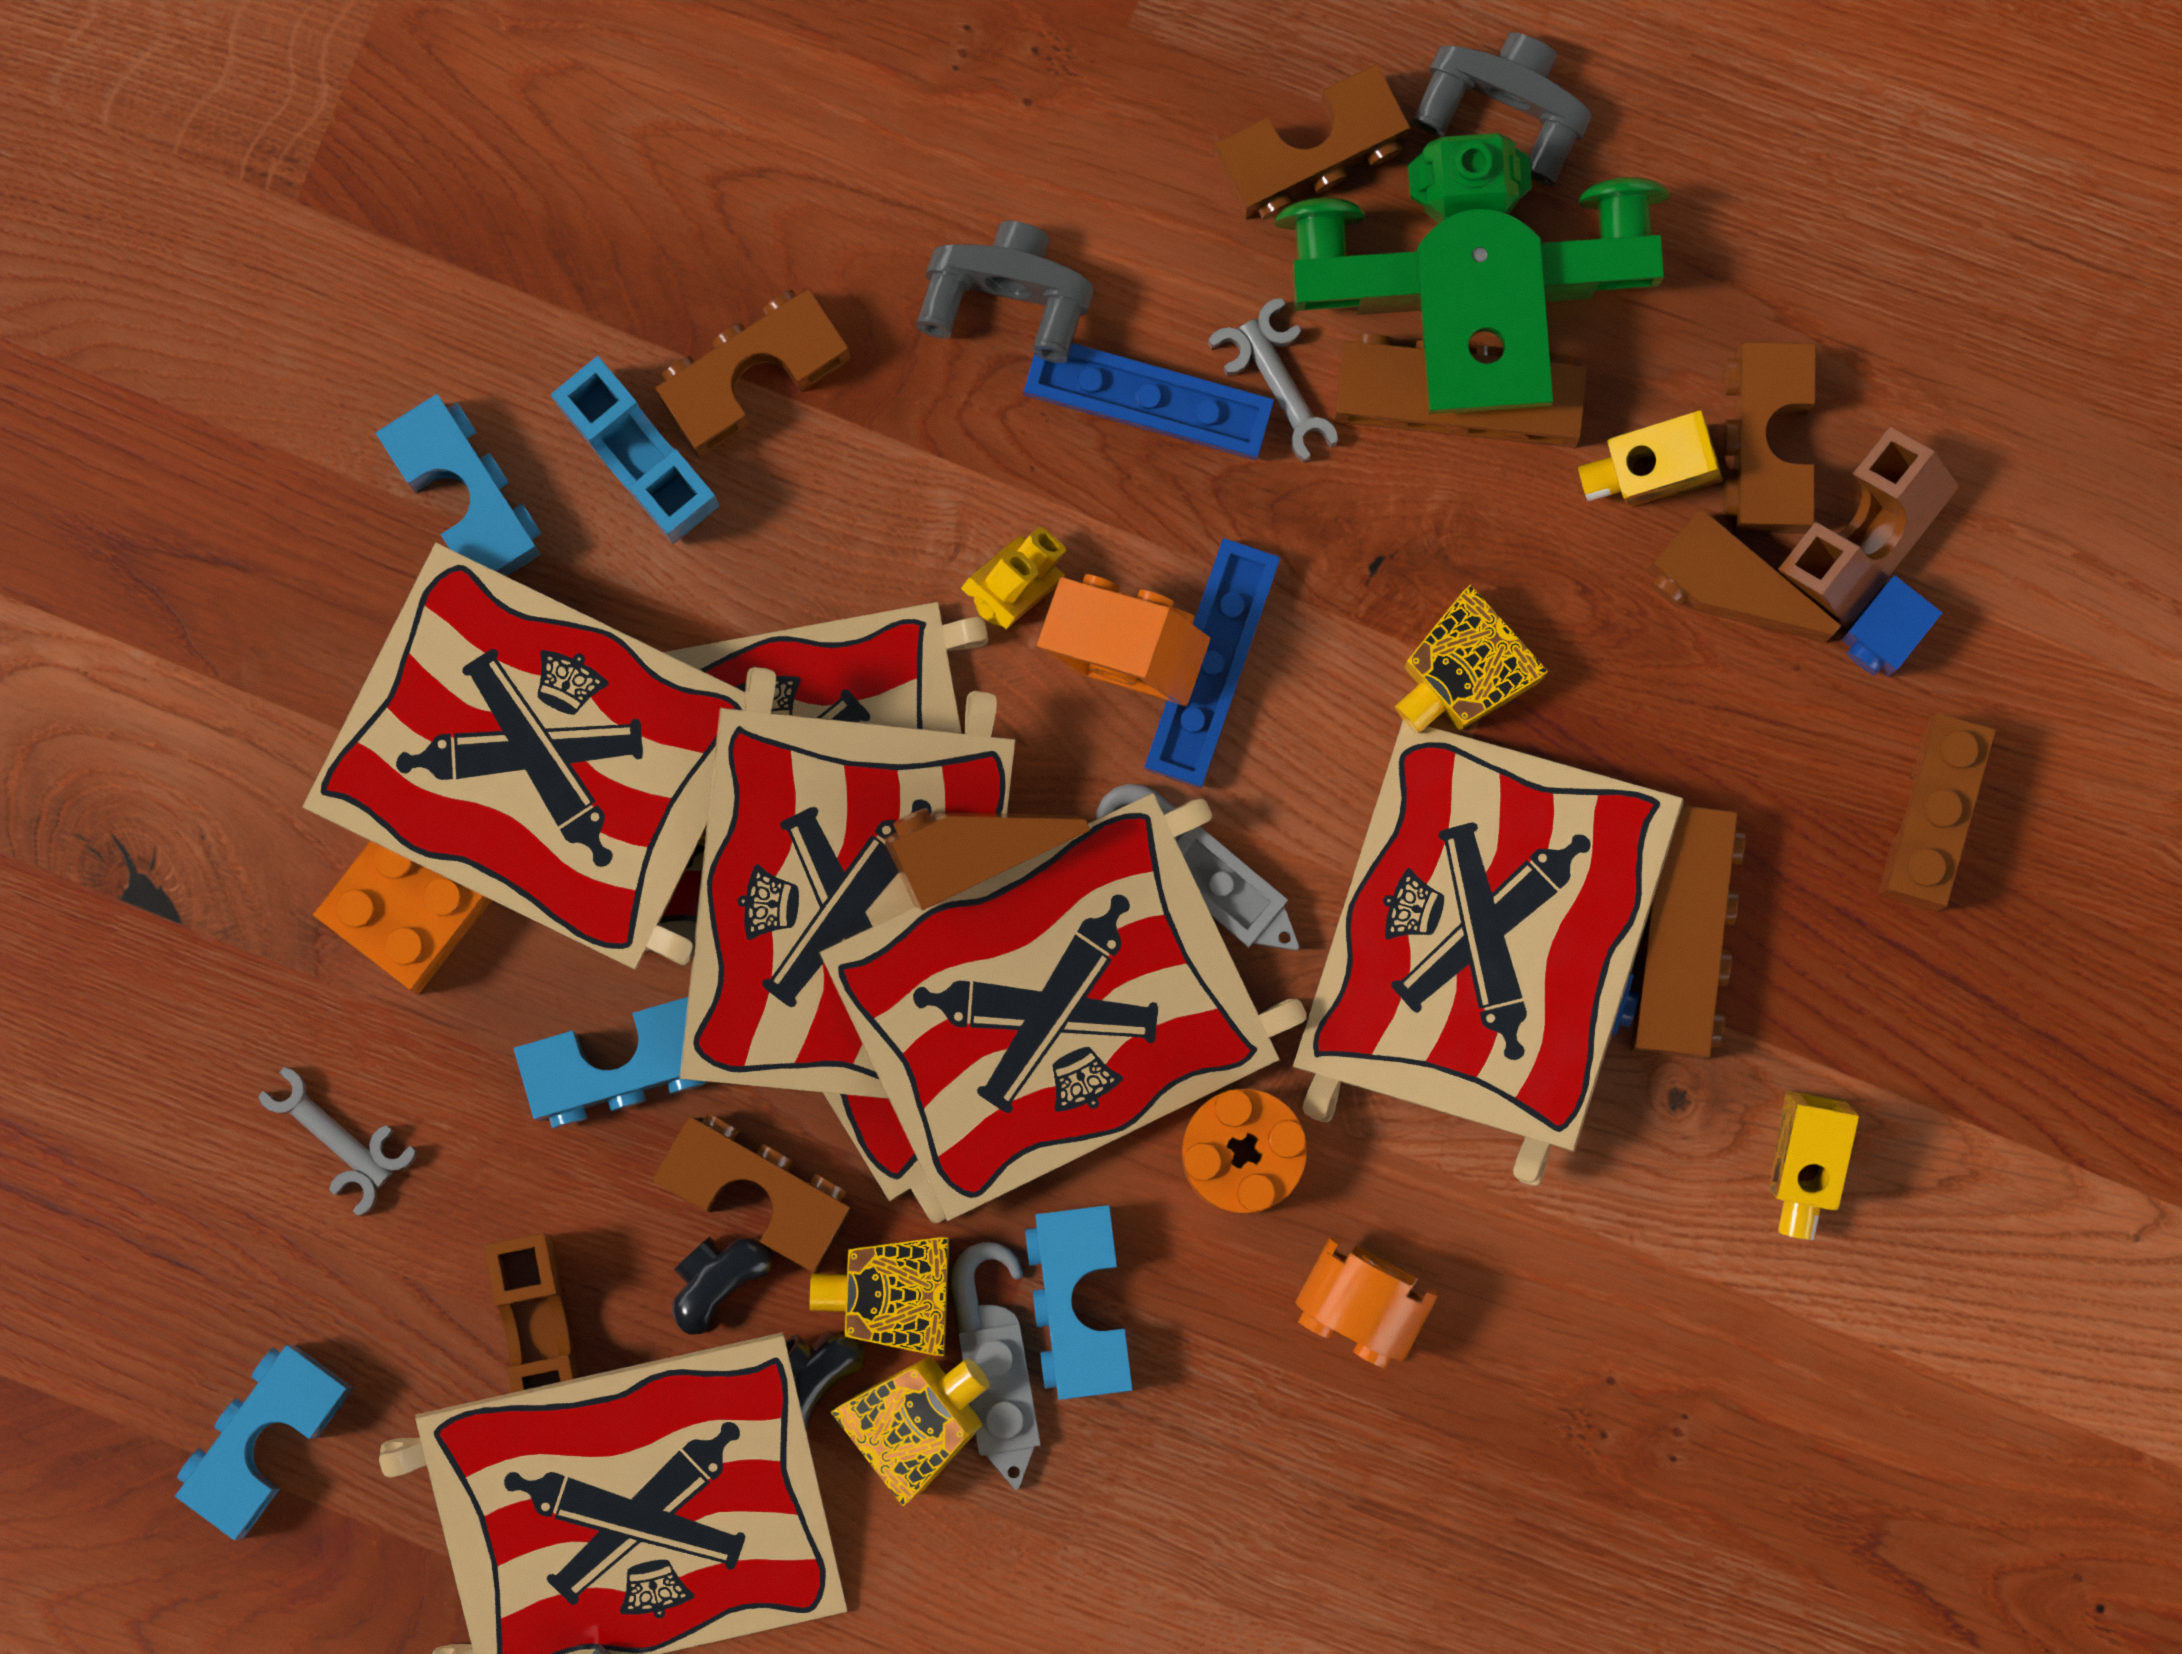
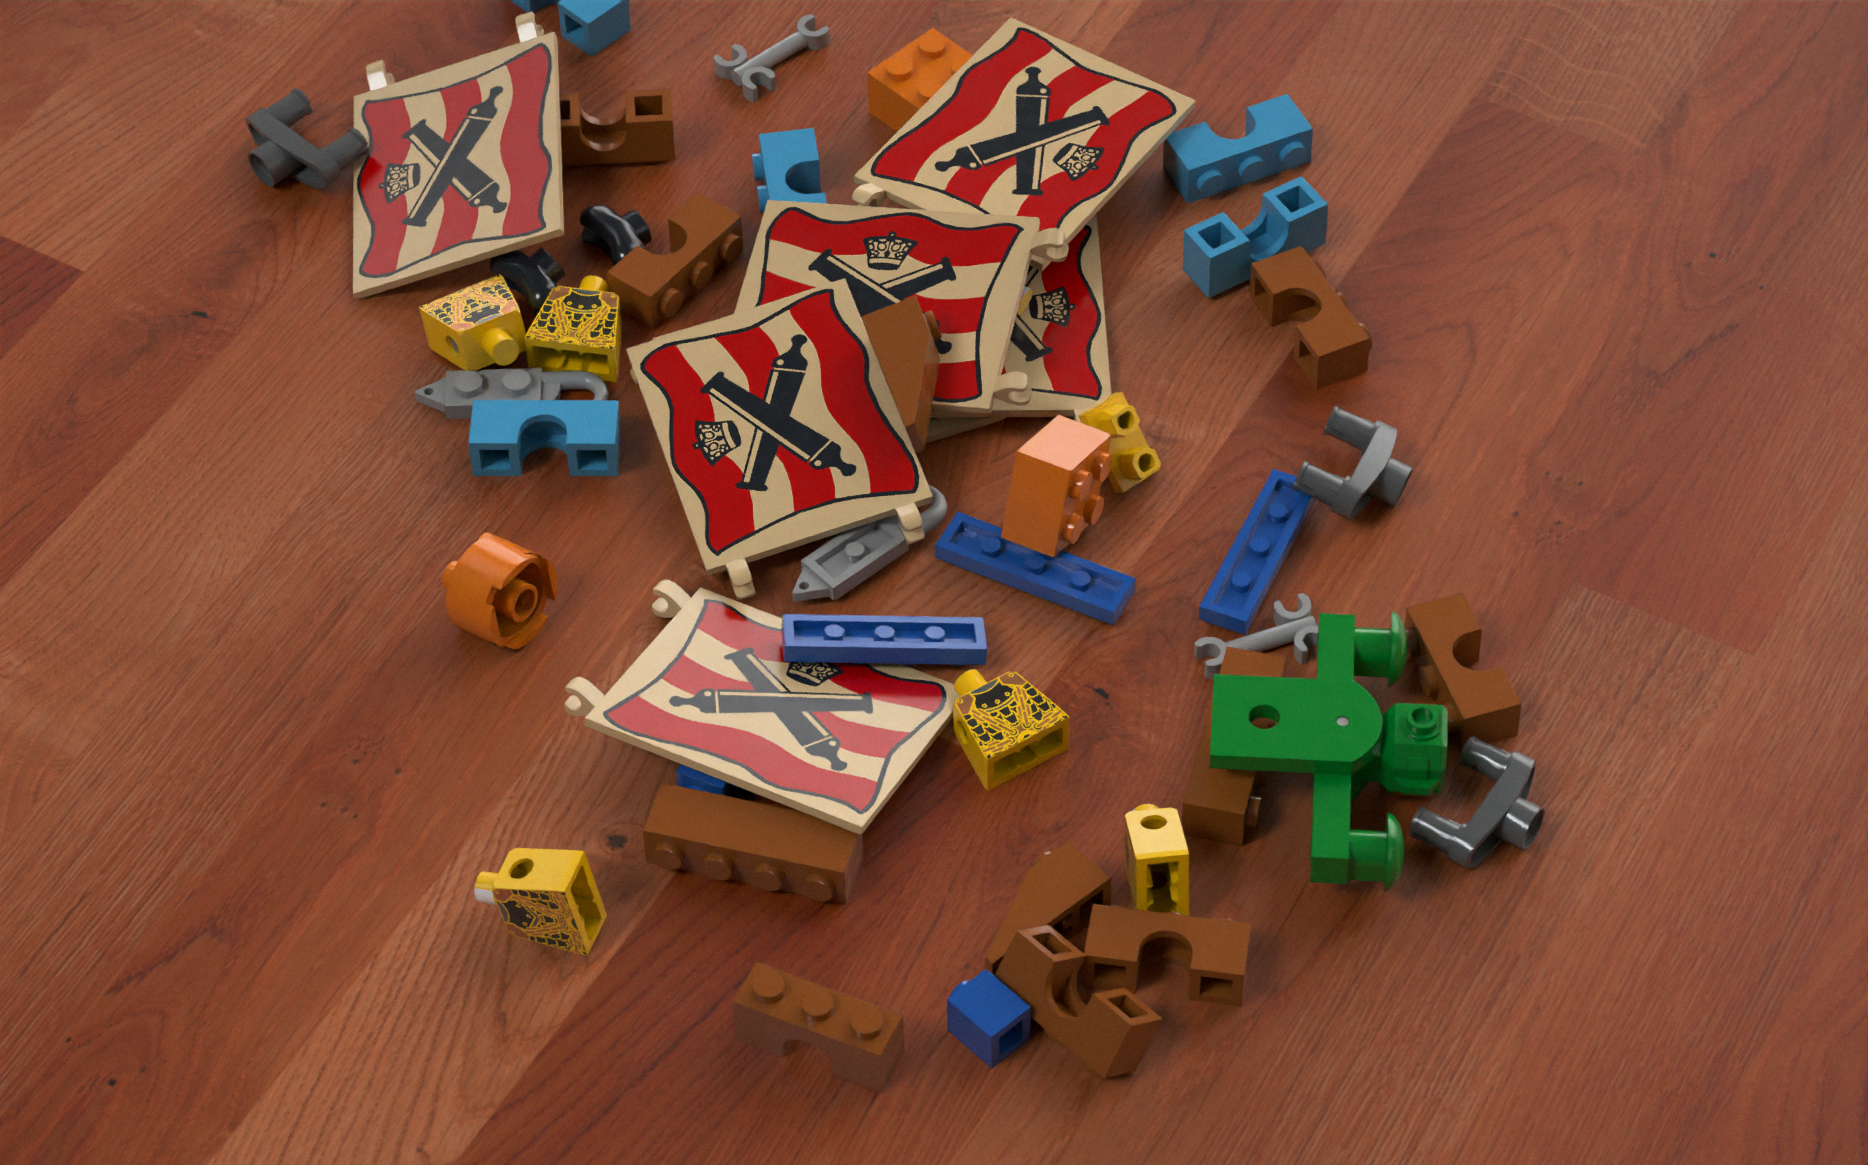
camera: 100 degrees right, 35 degrees down
(1278, 1142) = (637, 537): orange brick -> none
(1362, 826) = (883, 639): none -> blue plate

